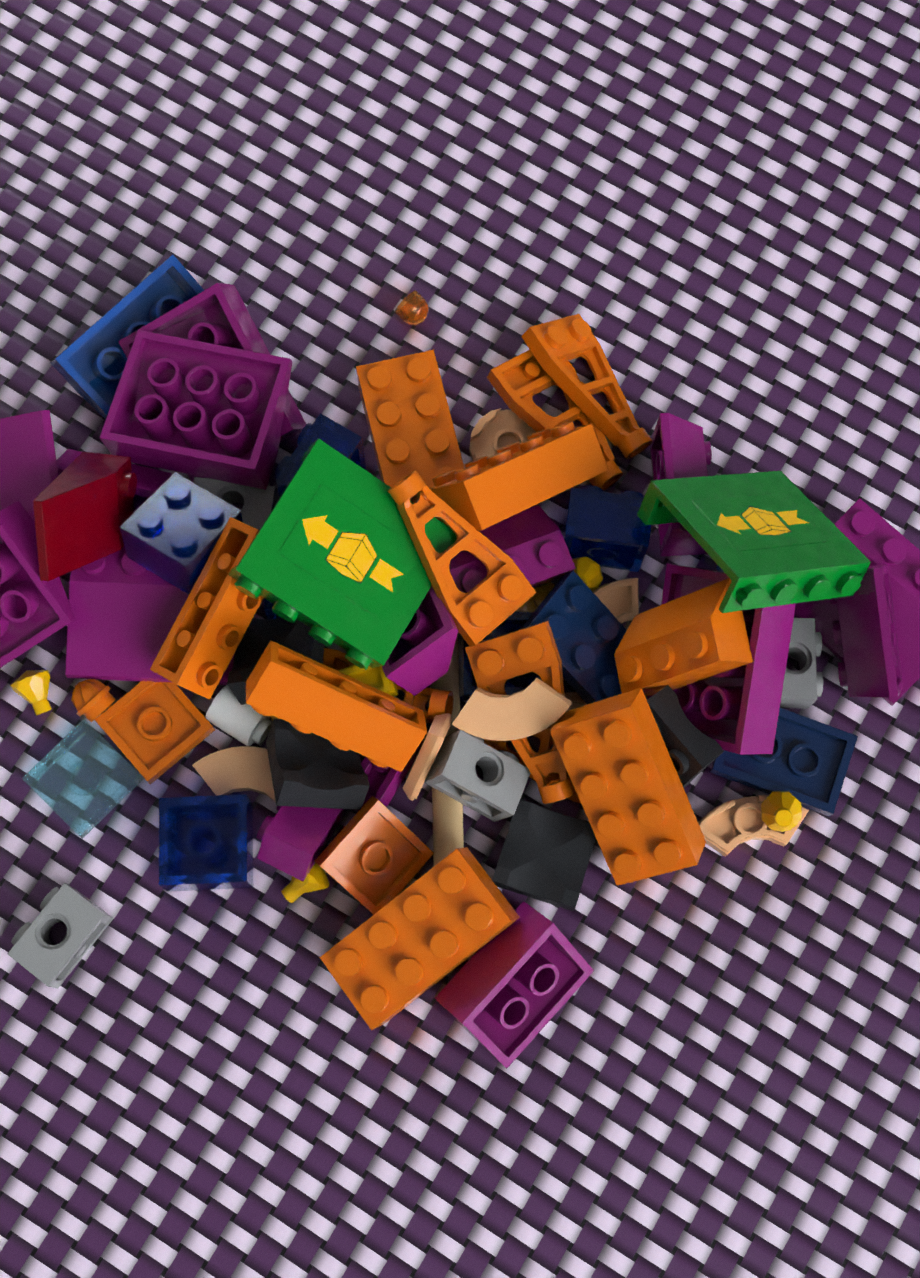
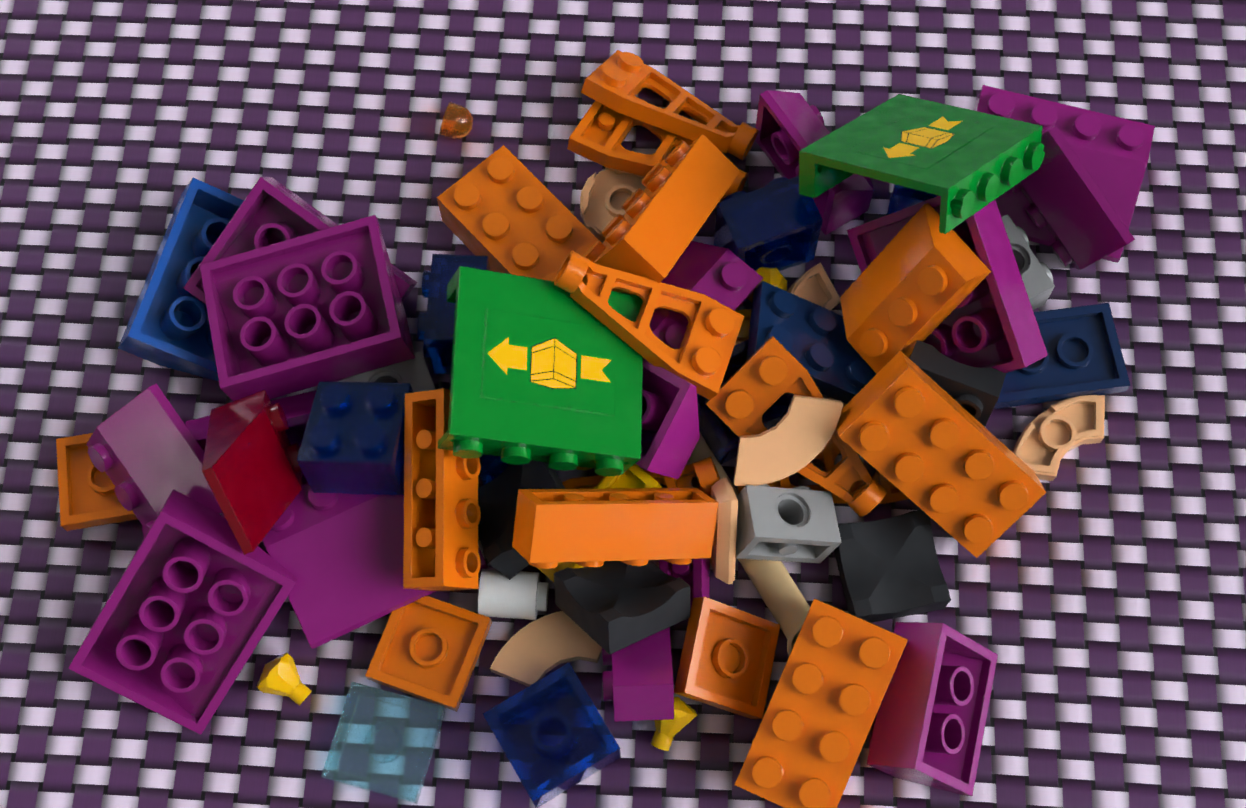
camera: 25 degrees left, 5 degrees down
(91, 698) = (350, 656): orange plate -> none
(781, 811) = (1082, 408): yellow rock -> none

